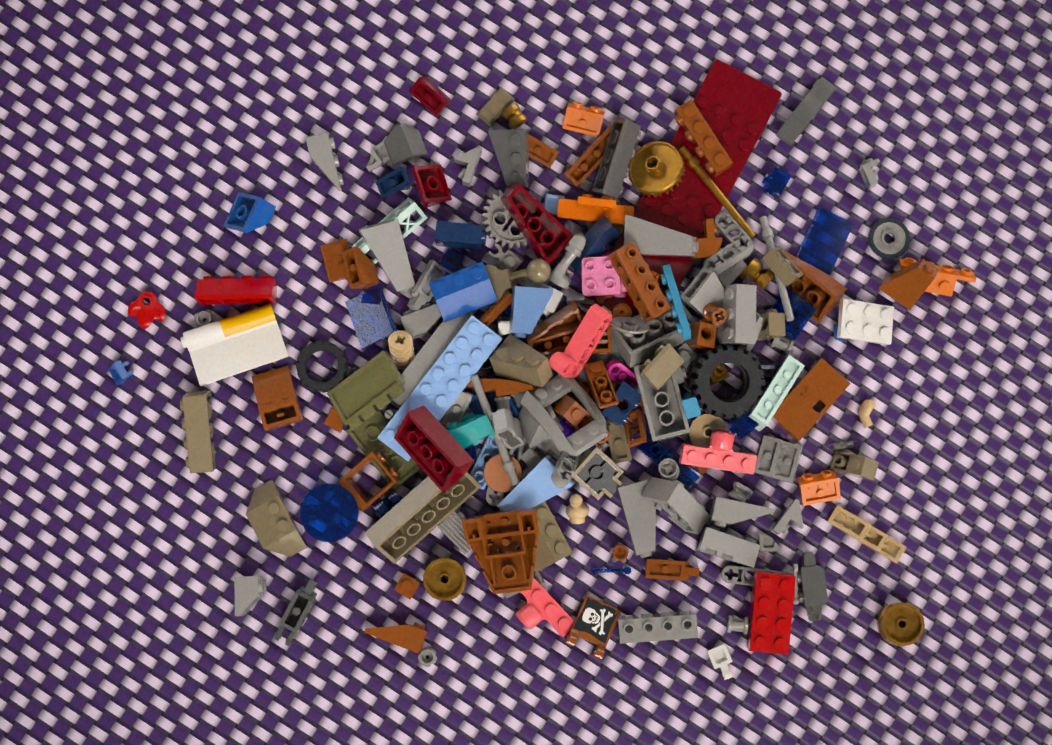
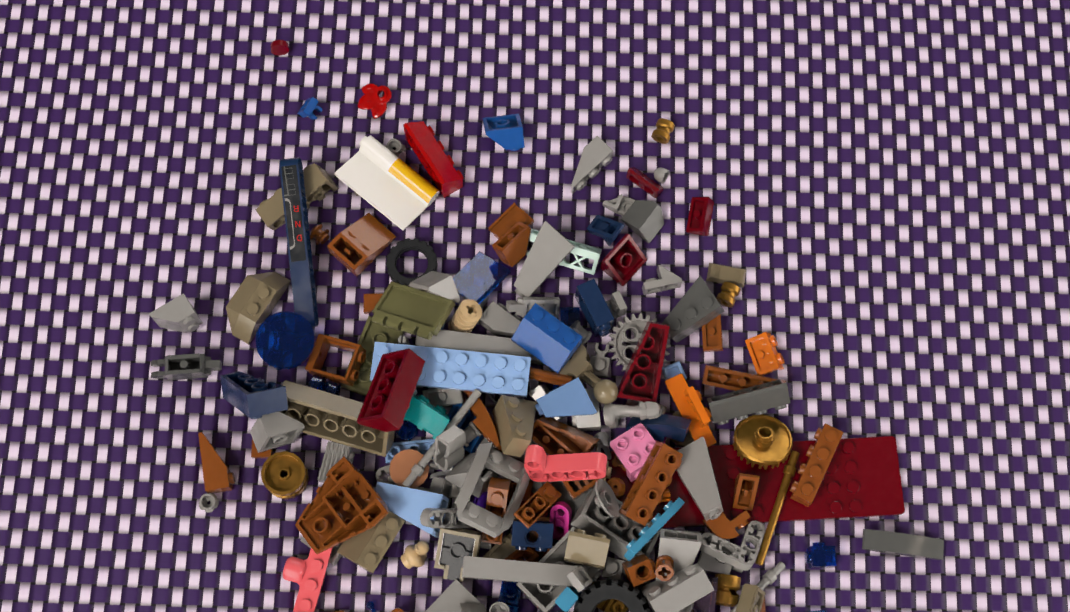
camera: 55 degrees right, 10 degrees down
(43, 365) = (279, 47): none -> dark red tile
(243, 450) = (298, 239): none -> dark blue beam
(246, 430) = (320, 235): none -> dark orange wheel
(334, 77) = (663, 130): none -> pearl gold wheel
(358, 356) = (437, 284): none -> light grey slope
(362, 567) = (253, 395): none -> dark blue wedge
(370, 123) = (644, 182): none -> dark red slope
(372, 104) = (661, 174): none -> light grey hinge
(402, 566) = (275, 431): none -> light grey slope
(466, 261) = (581, 331): none -> light grey bush
(467, 215) = (617, 305): none -> light grey bracket
(648, 428) = (517, 571): none -> light grey tile
(681, 387) = (579, 578): none -> light grey plate
(689, 209) = (745, 491): none -> dark orange slope

